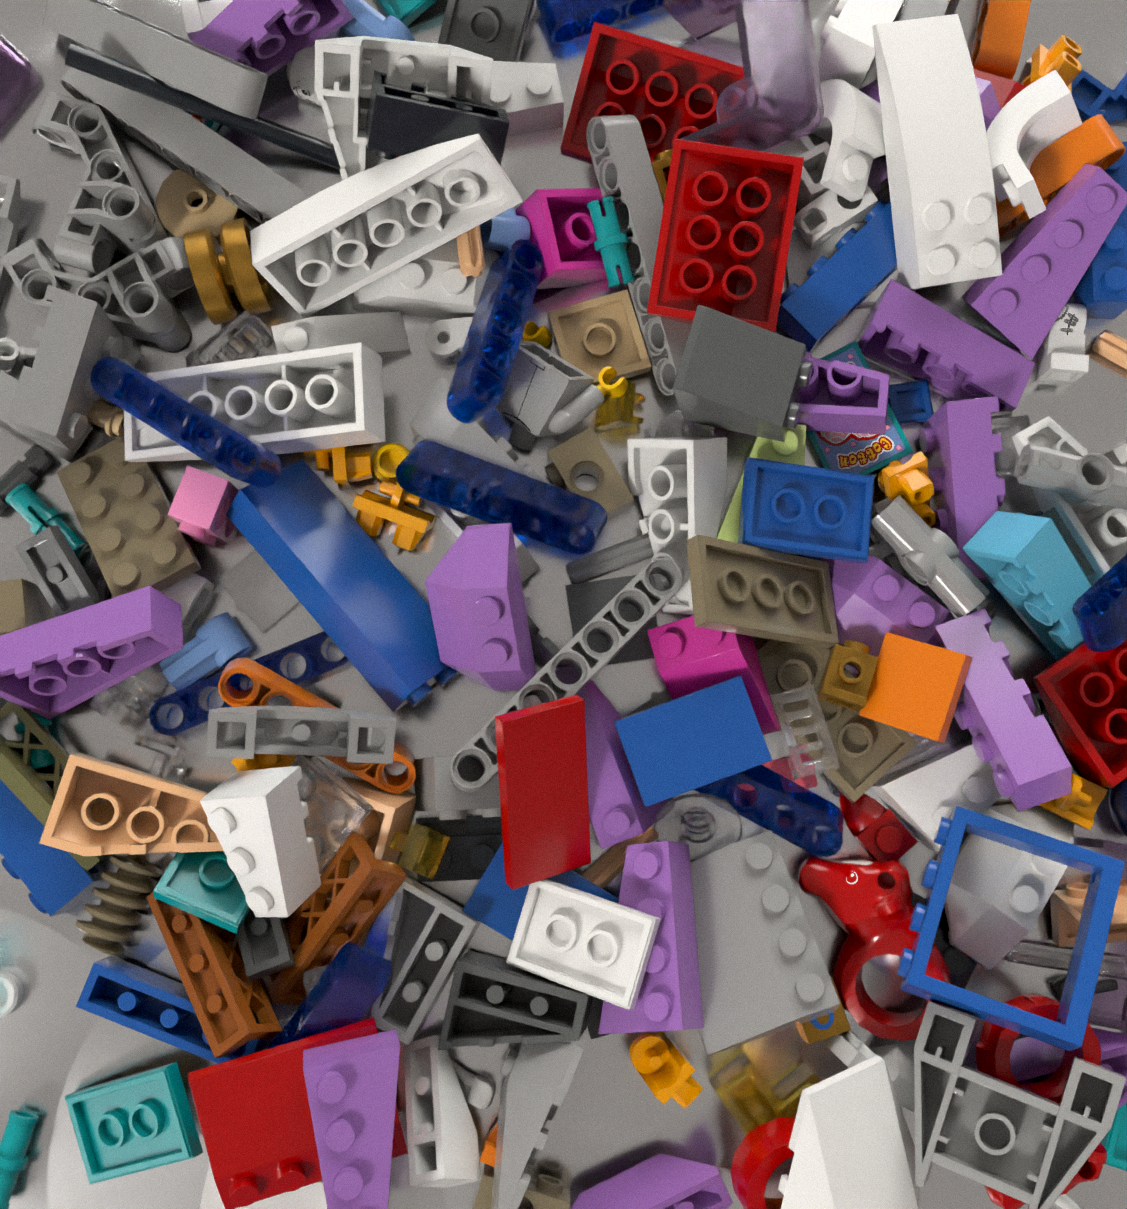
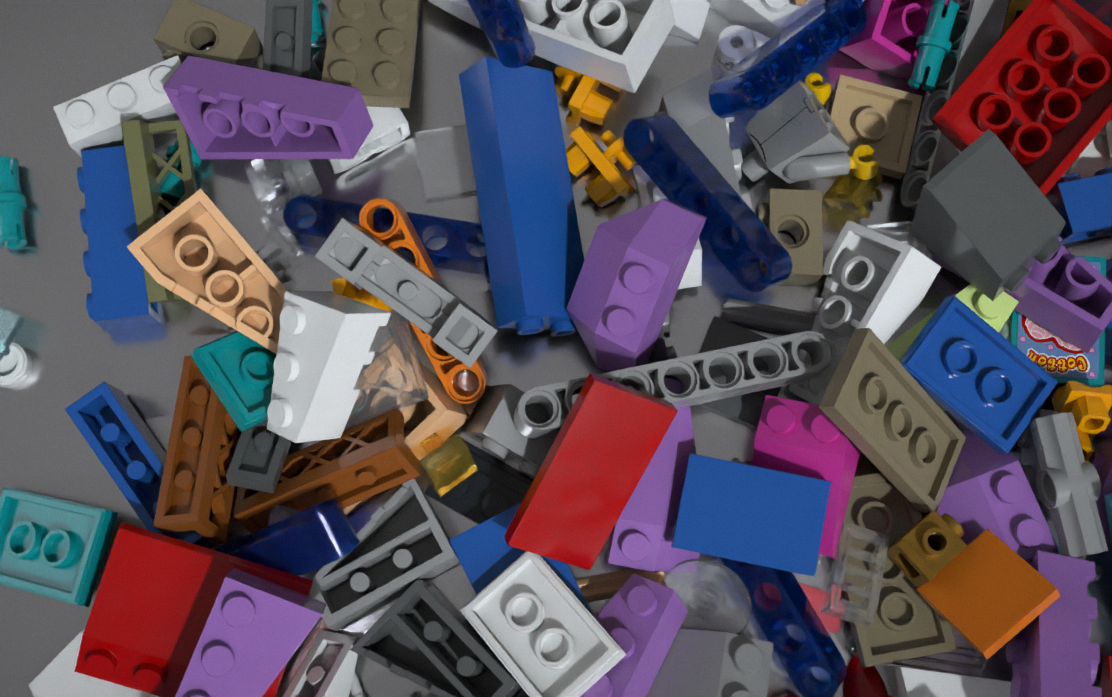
camera: 30 degrees right, 5 degrees down
(119, 904) = (156, 349): dark tan piece -> none
(202, 507) = (441, 56): bright pink brick -> none
(212, 648) = (382, 178): medium blue piece -> none
(386, 461) = (620, 116): yellow plate -> none

